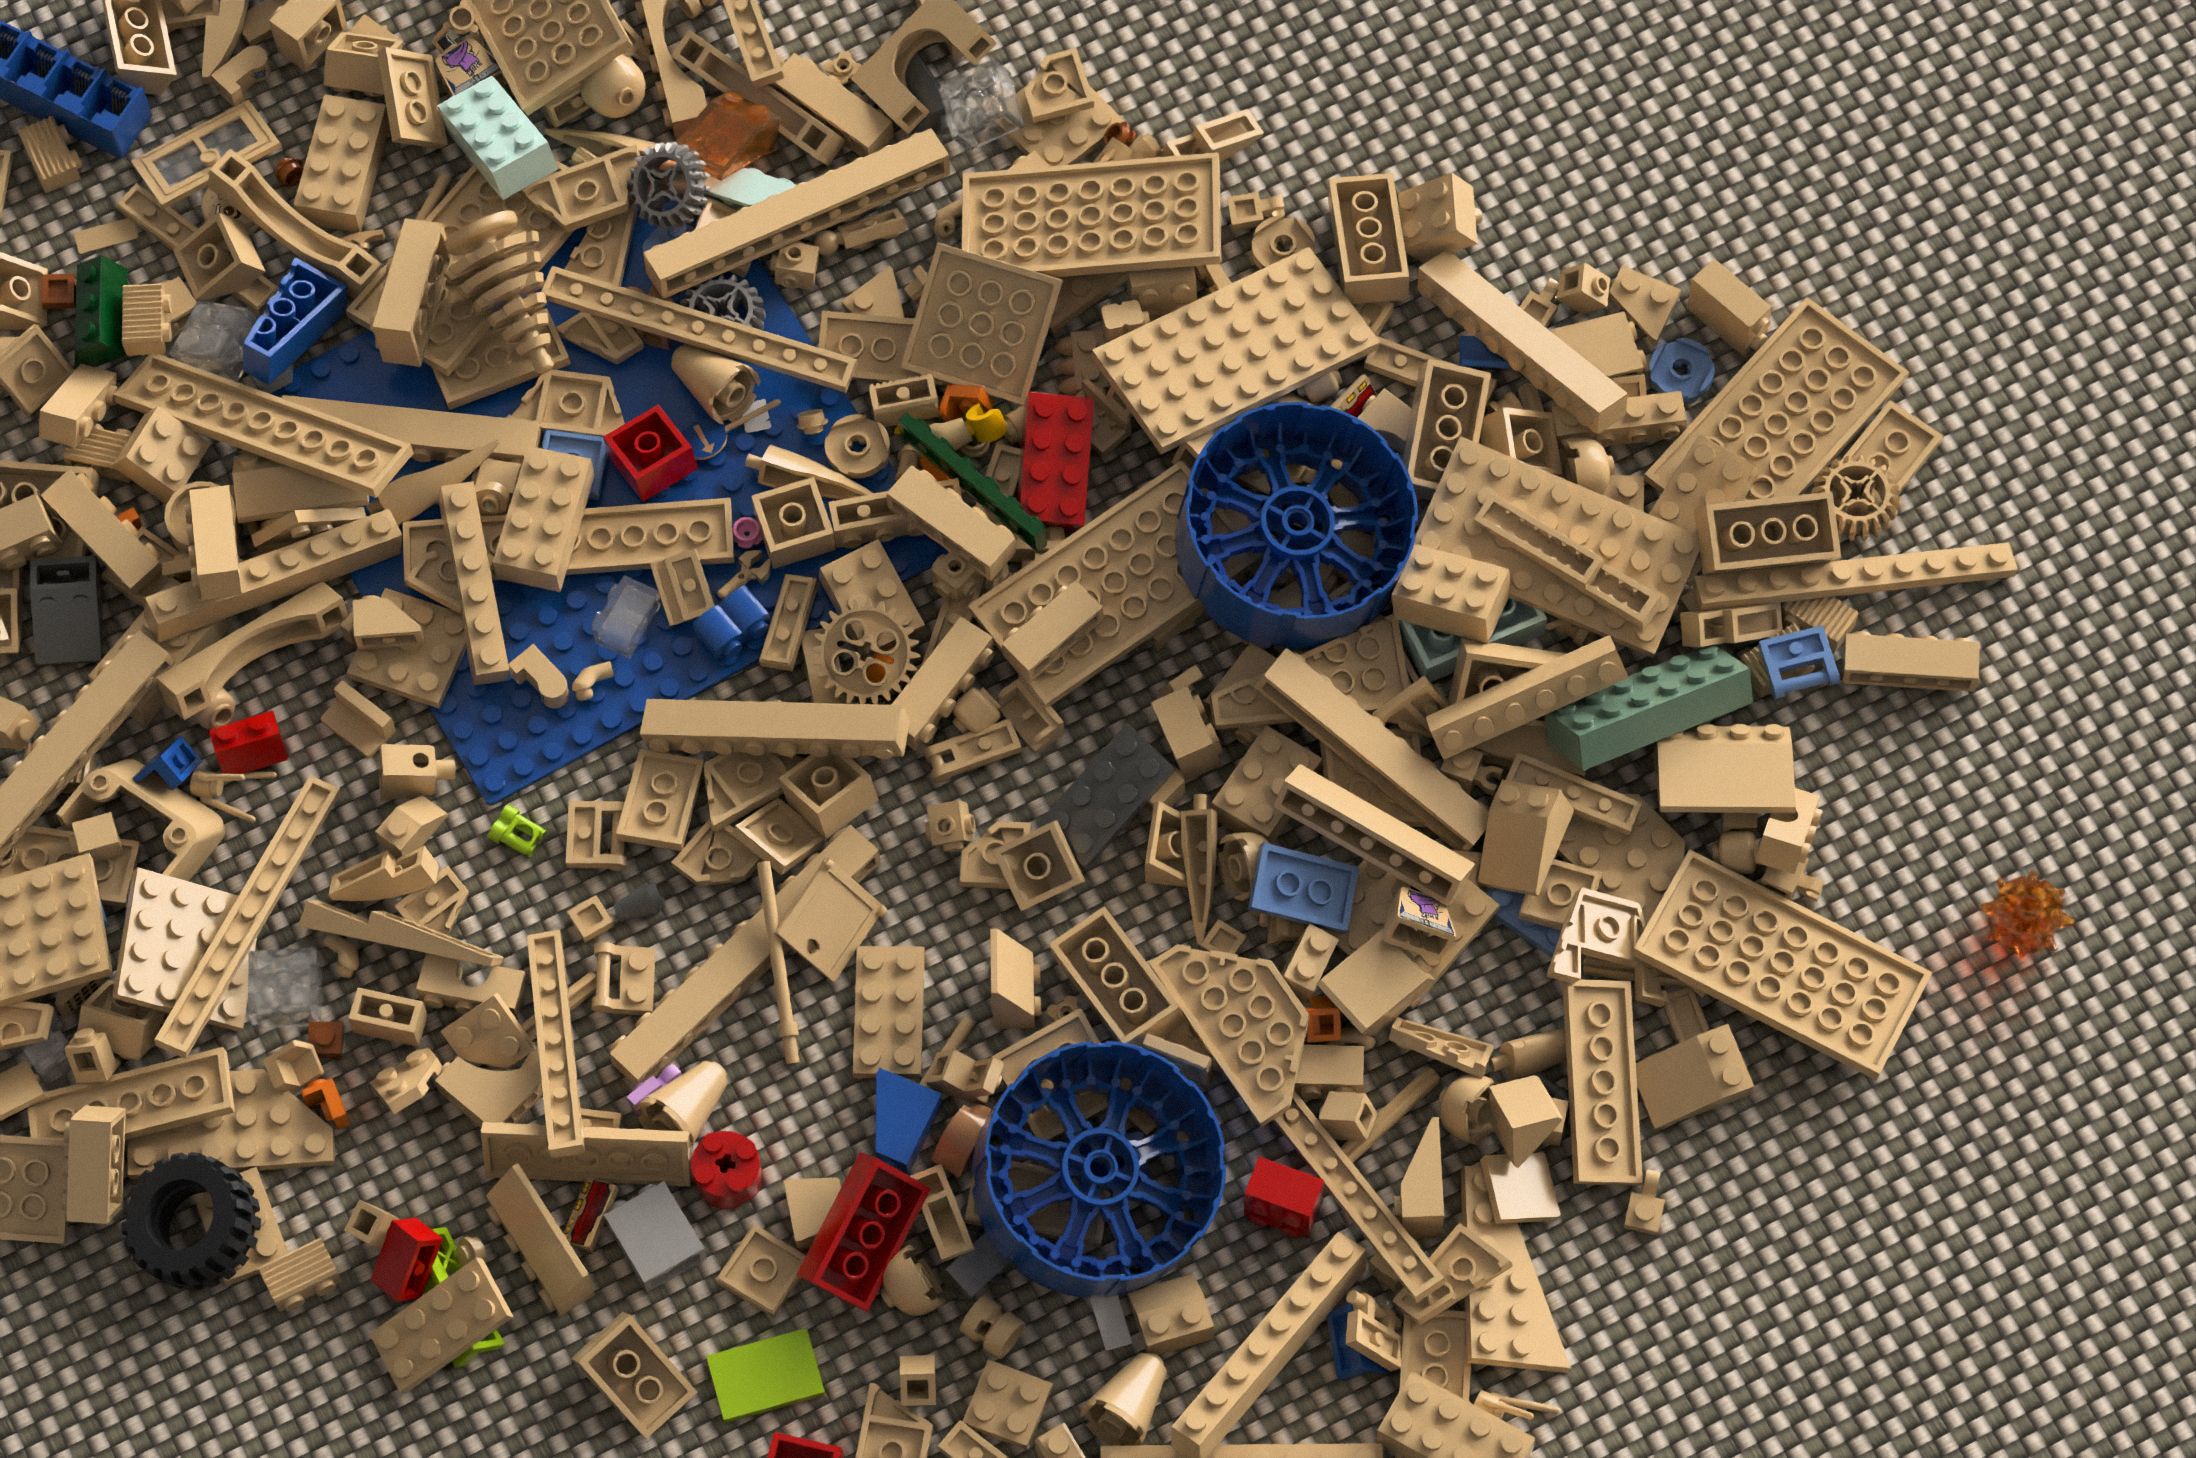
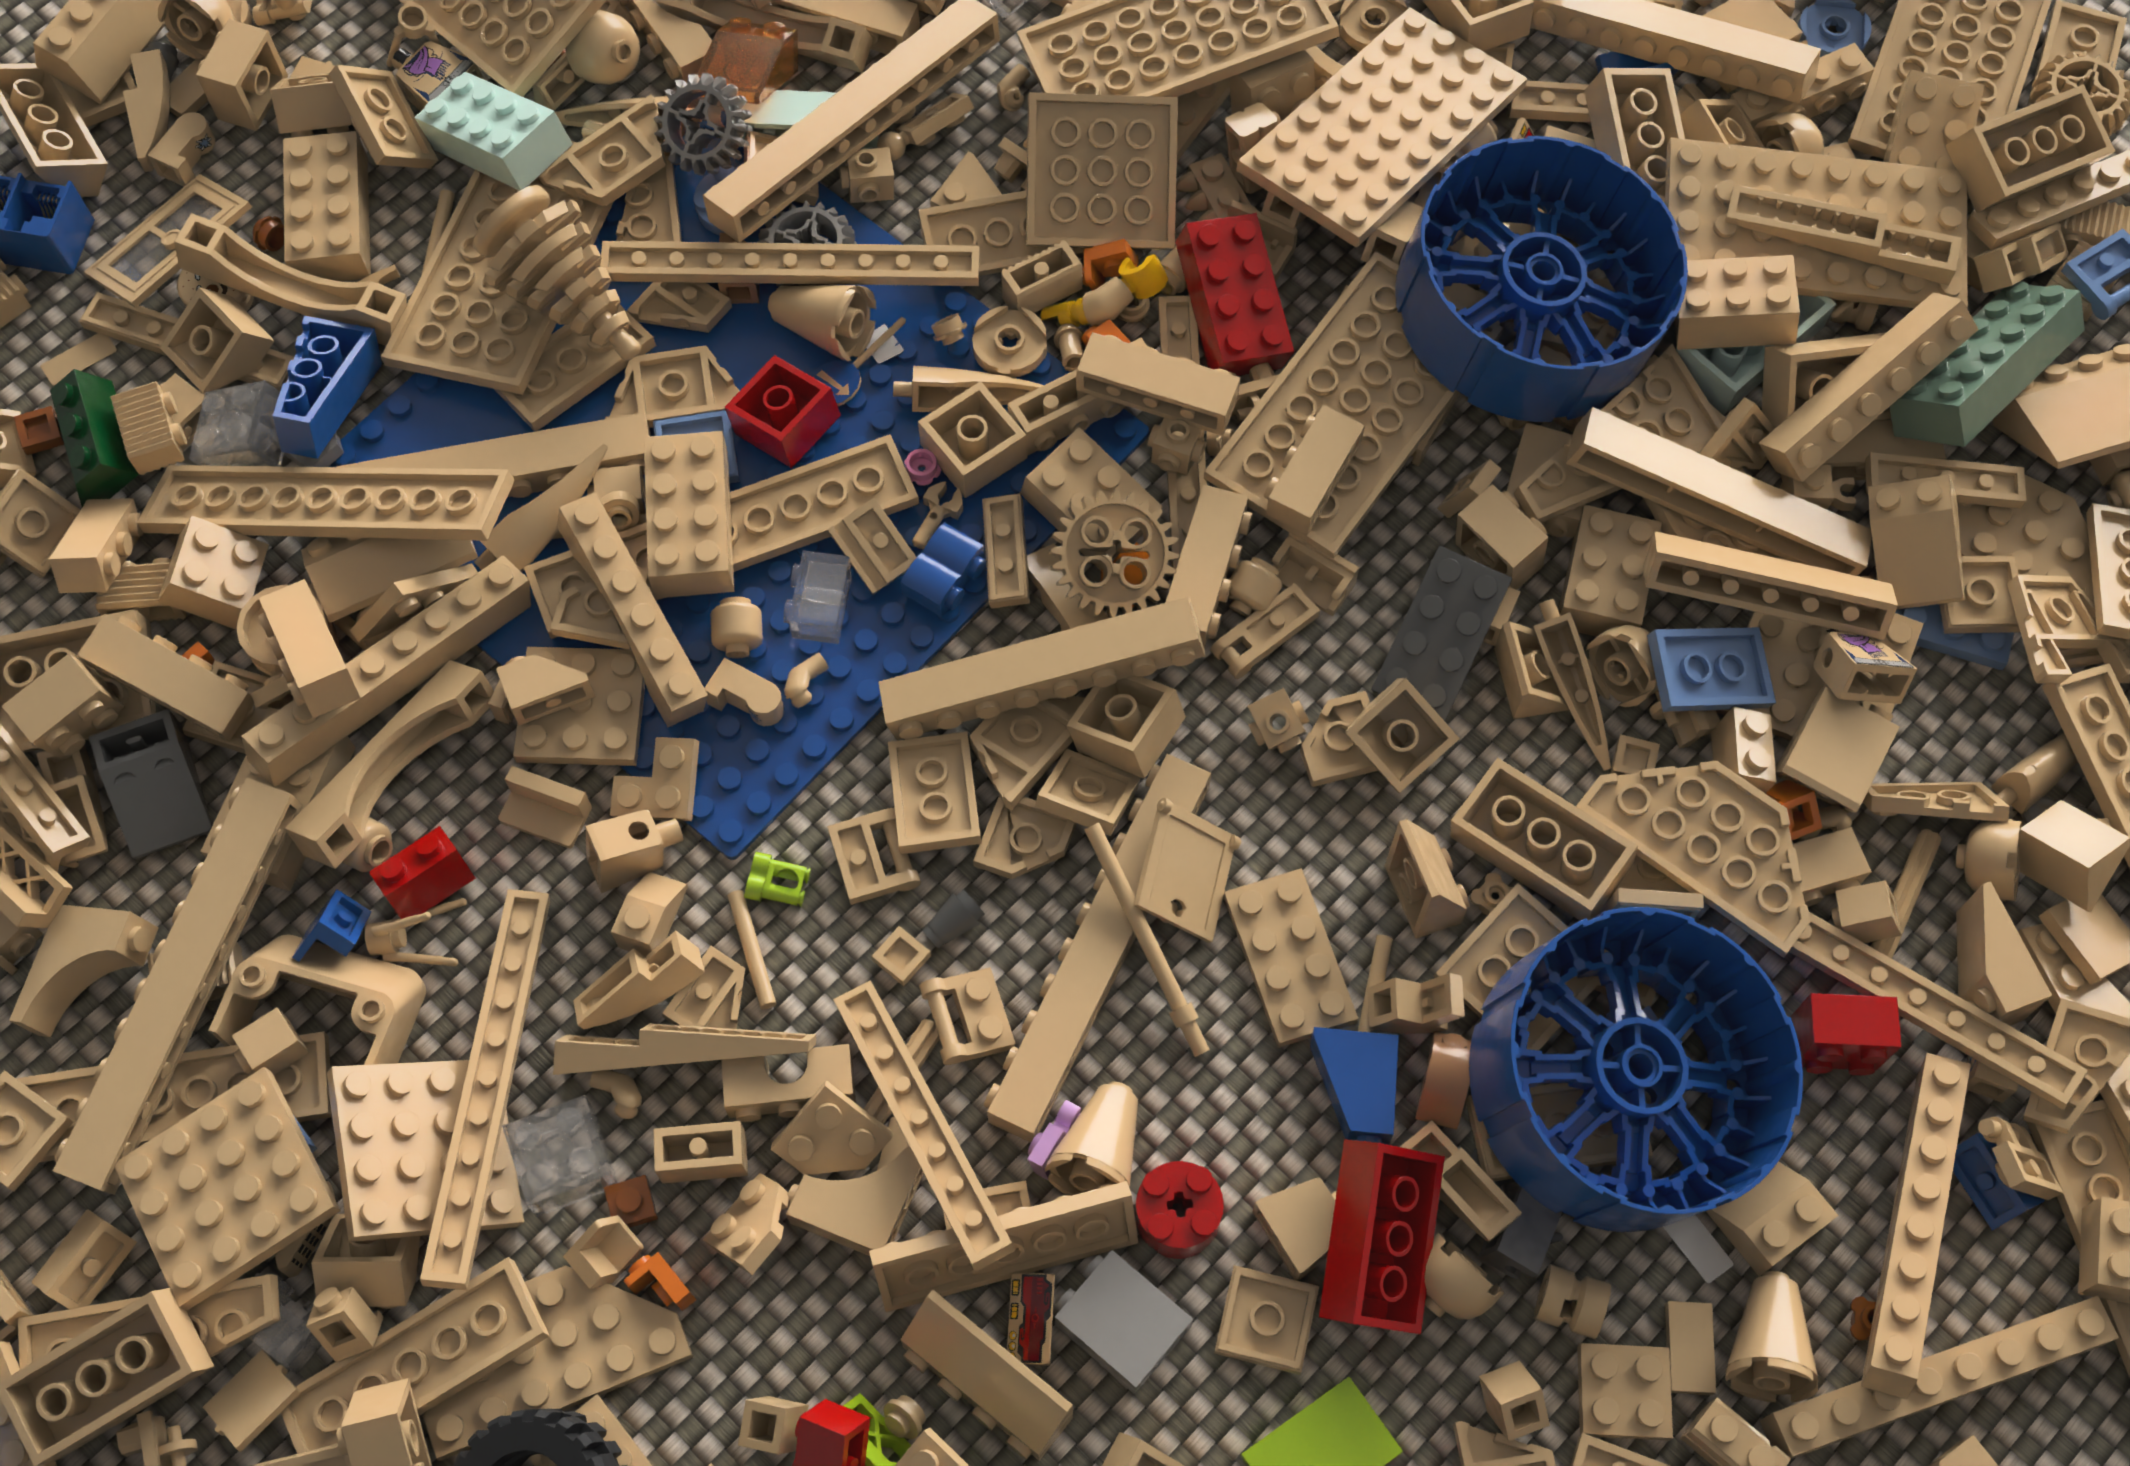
camera: 20 degrees left, 0 degrees up
(411, 292) = (451, 311): tan brick -> none
(458, 734) = (669, 790): none -> tan plate
(479, 879) = (751, 949): none -> tan bar
(552, 621) = (736, 627): none -> tan head
(982, 489) = (1173, 340): dark green plate -> none
(1070, 1389) = (1691, 1347): none -> tan tile

